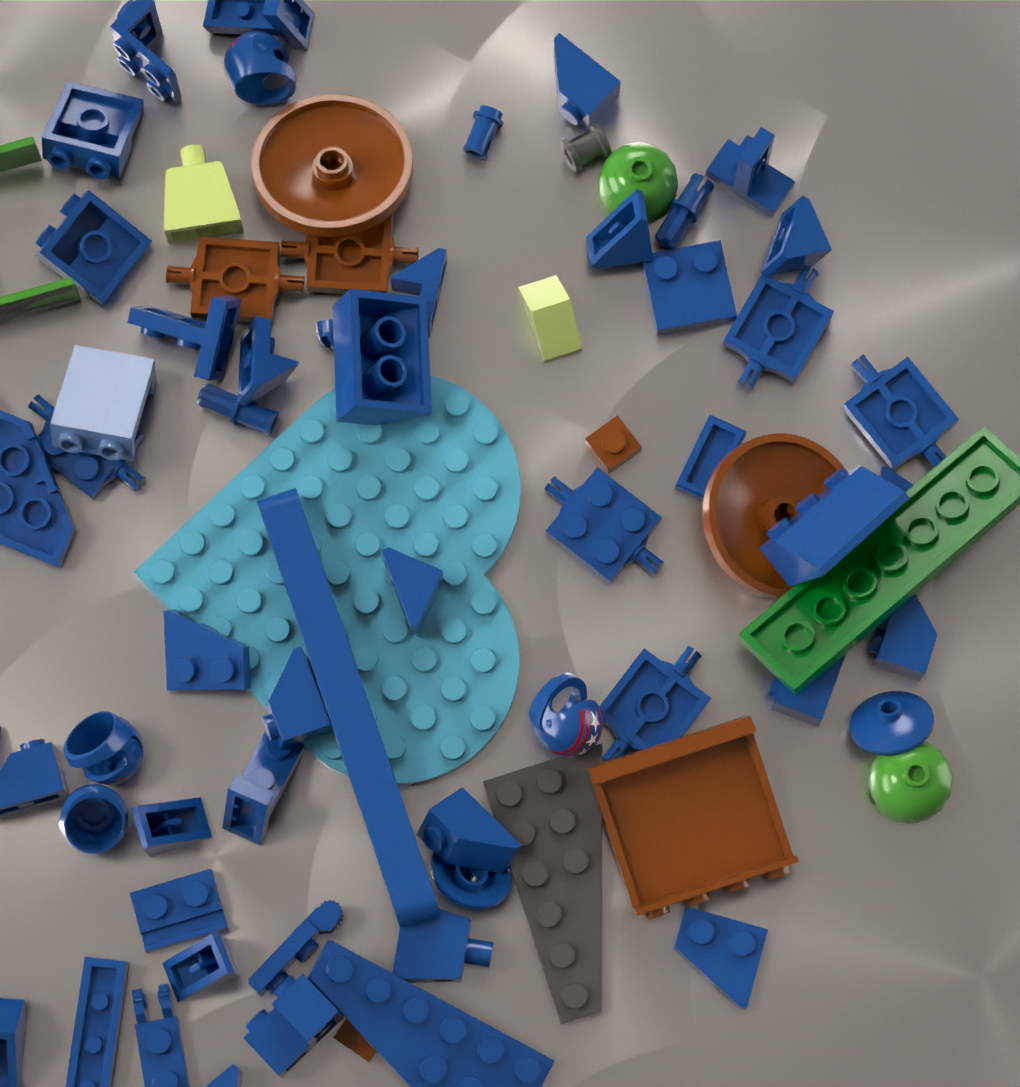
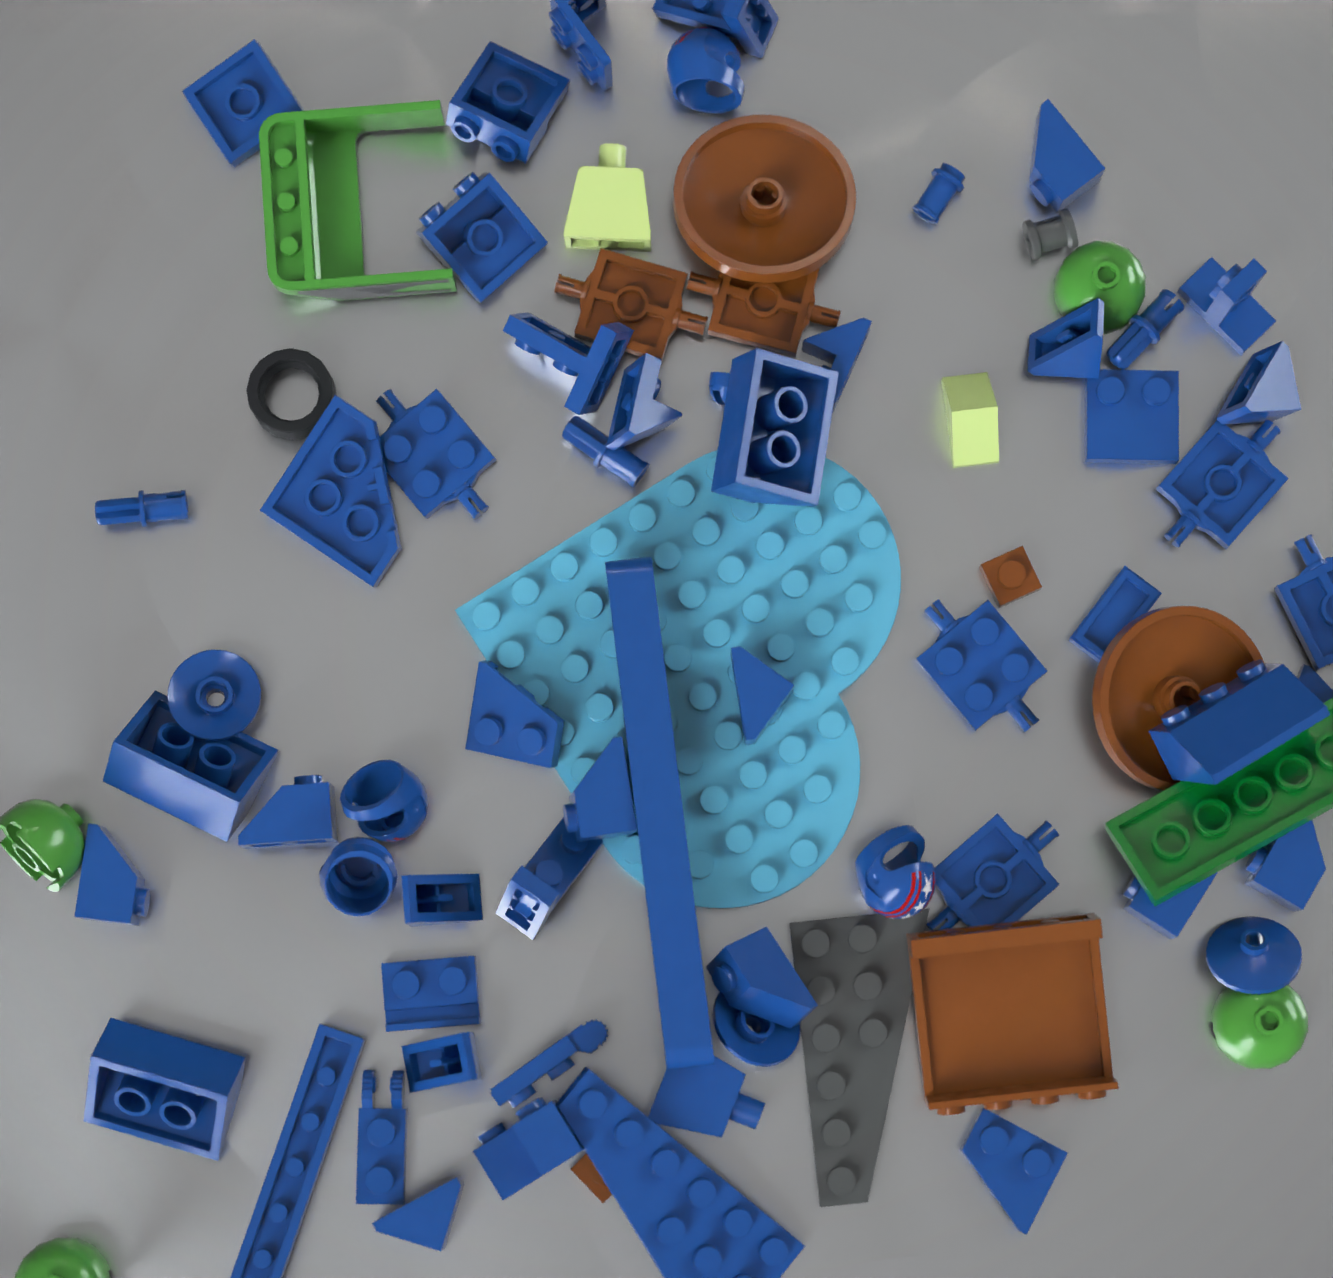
camera: 15 degrees right, 5 degrees up
(102, 402) = (457, 415): panel -> none

